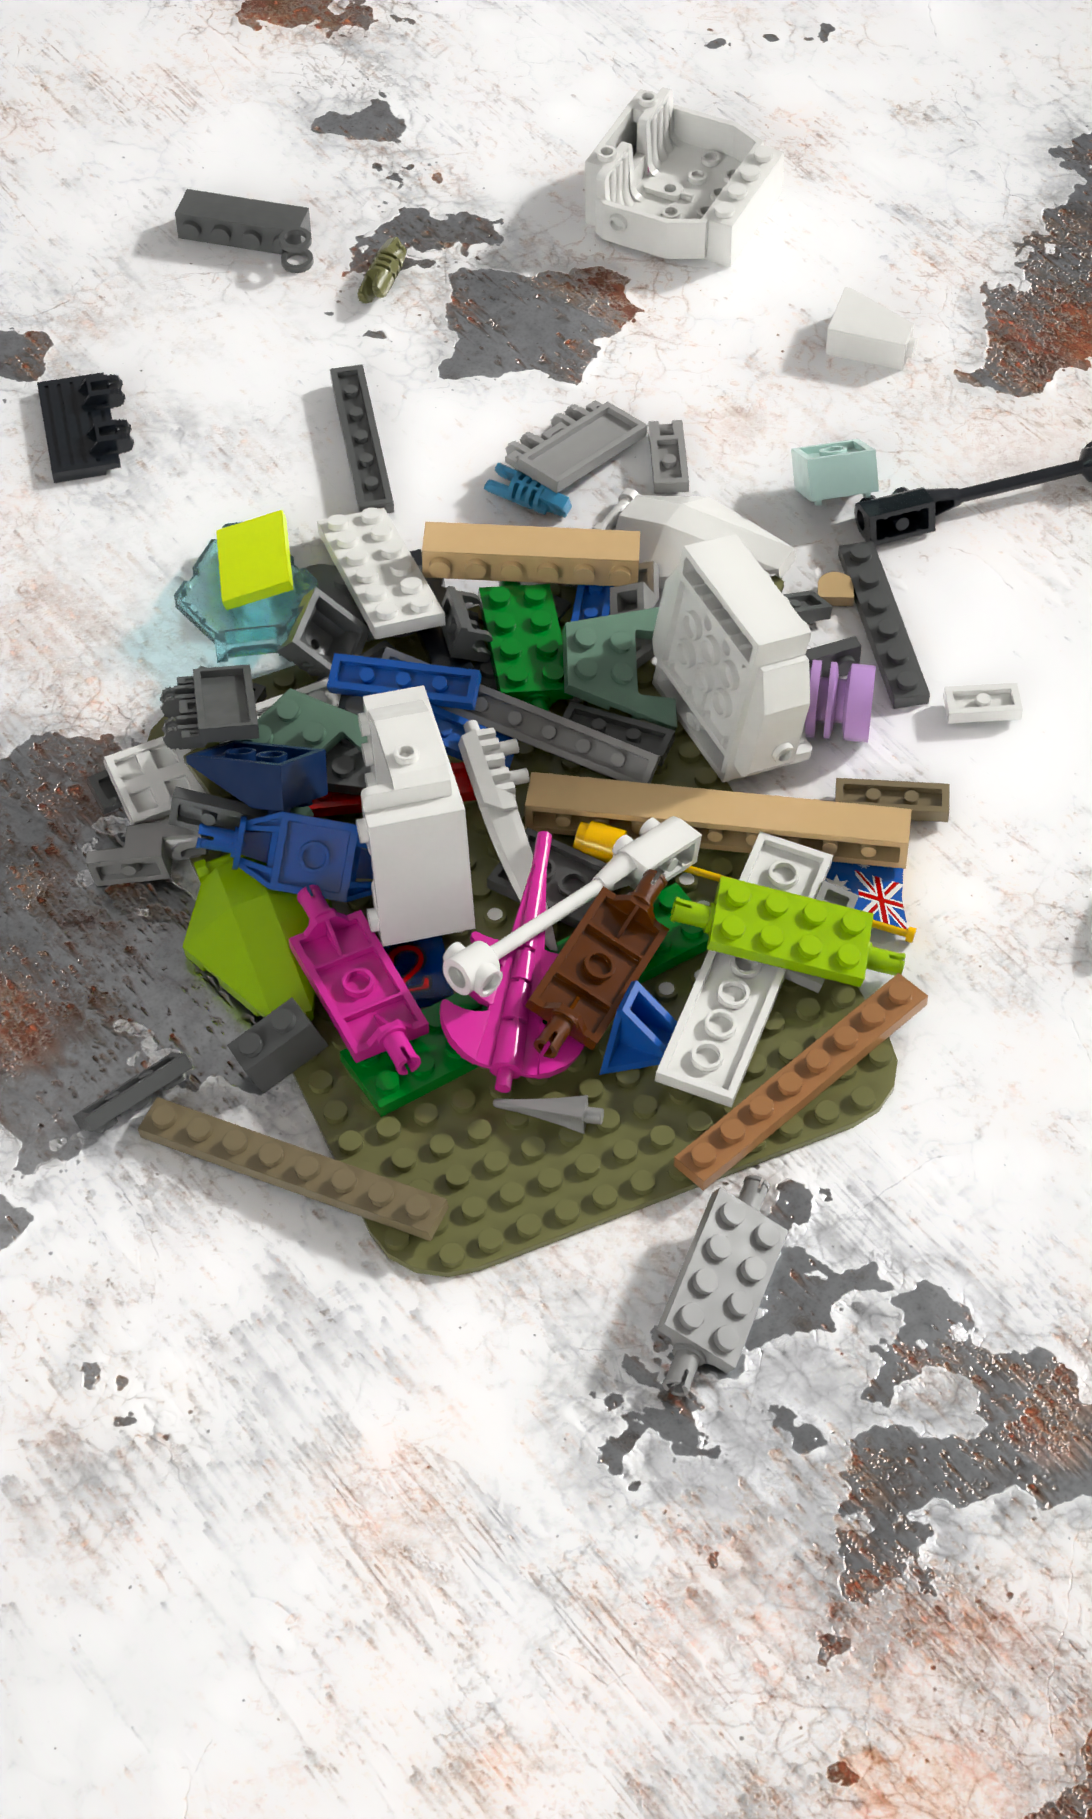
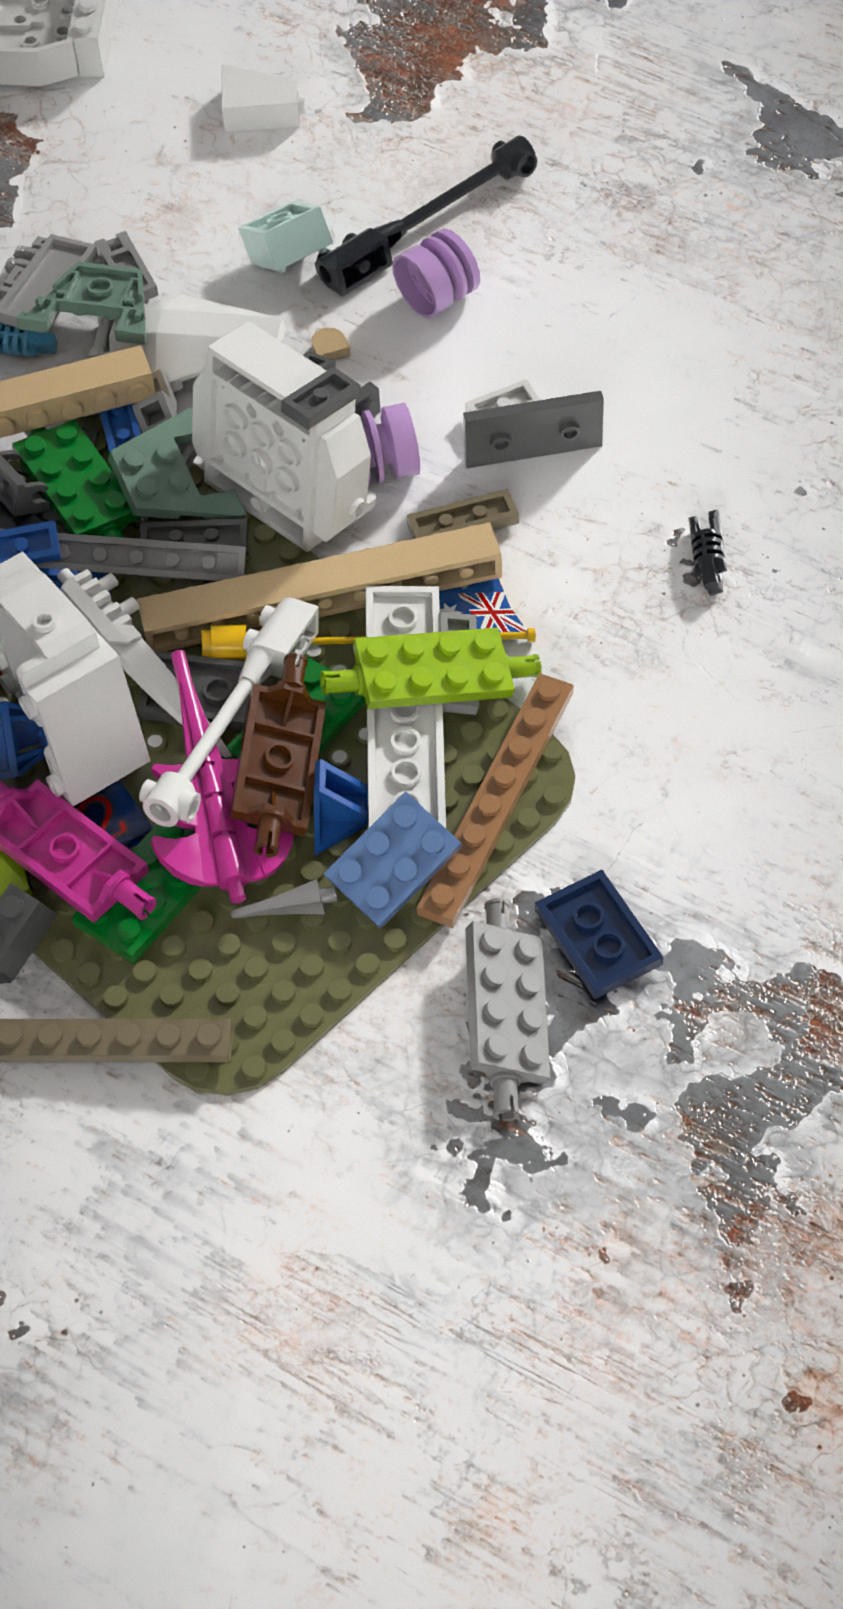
camera: 20 degrees left, 5 degrees up
(622, 467) = (94, 291): none -> sand green wing
(669, 1103) = (393, 860): none -> medium blue plate
(768, 627) = (320, 398): none -> dark grey plate
(846, 1247) = (598, 934): none -> dark blue plate
(884, 625) = (385, 363): dark grey plate -> none
(969, 551) = (436, 273): none -> lavender wheel
(999, 733) = (533, 429): none -> dark grey plate

